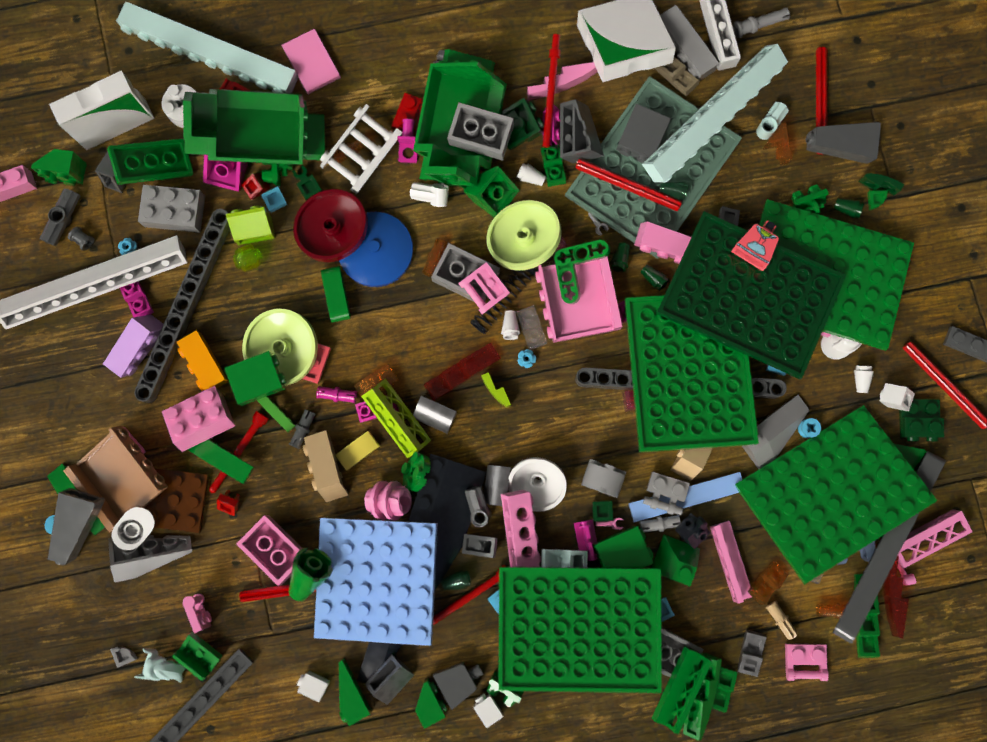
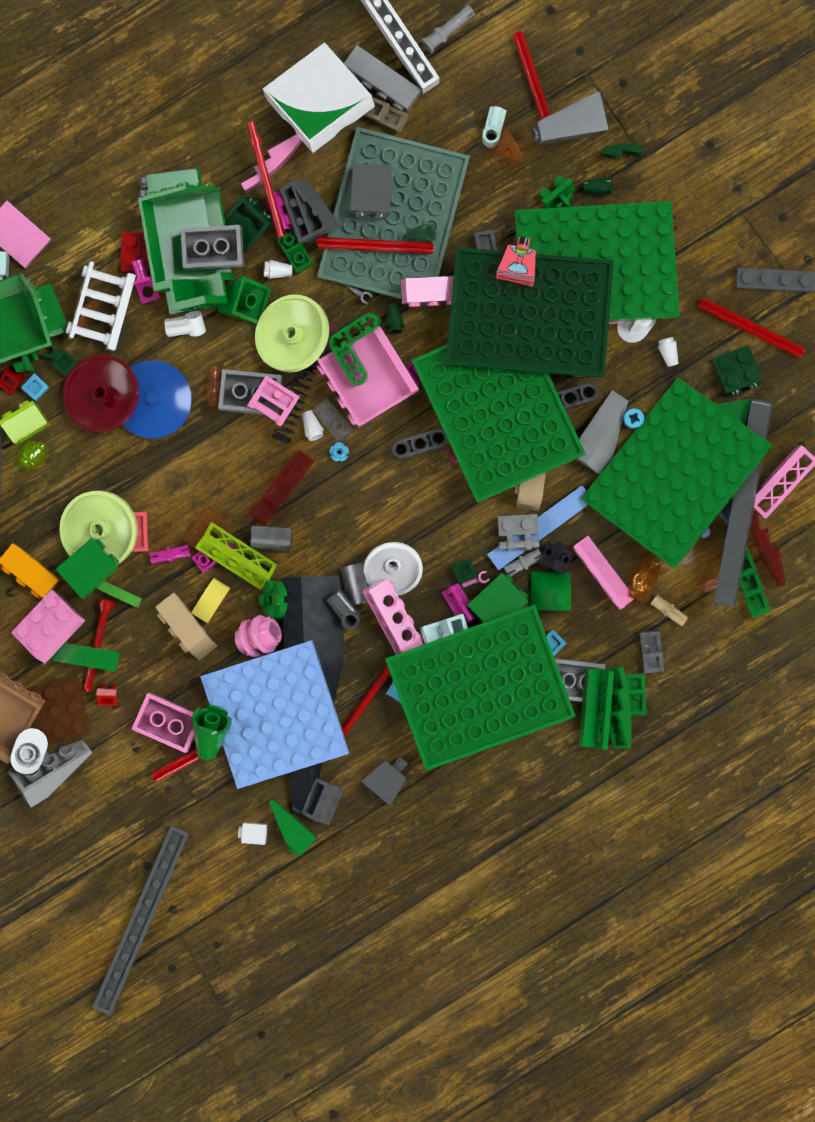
camera: 15 degrees left, 5 degrees up
(123, 656) = (65, 873): light grey tile -> none
(160, 668) = (103, 869): light aqua hair -> none
(196, 613) = (123, 810): bright pink plate -> none
(197, 656) = (135, 846): green bracket -> none
(302, 429) = (150, 599): dark grey pin -> none
(335, 294) = (131, 458): green beam -> none
(429, 707) = (368, 811): green slope -> none
(456, 581) = (351, 687): clear green cone -> none
(479, 545) = (360, 646): dark grey slope -> none
(487, 709) = (423, 794): white brick -> none
(499, 394) = (325, 496): lime slope -> none
(510, 697) = (442, 772): hips -> none
(603, 478) = (453, 540): light grey brick -> none
(655, 277) = (435, 327): dark green cone -> none
(715, 113) = (434, 142): light aqua brick -> none
(806, 655) = (703, 634): bright pink plate -> none
(876, 198) = (623, 167): green tile -> none
(896, 397) = (705, 358): white brick -> none
(909, 579) = (774, 528): bright pink hand -> none

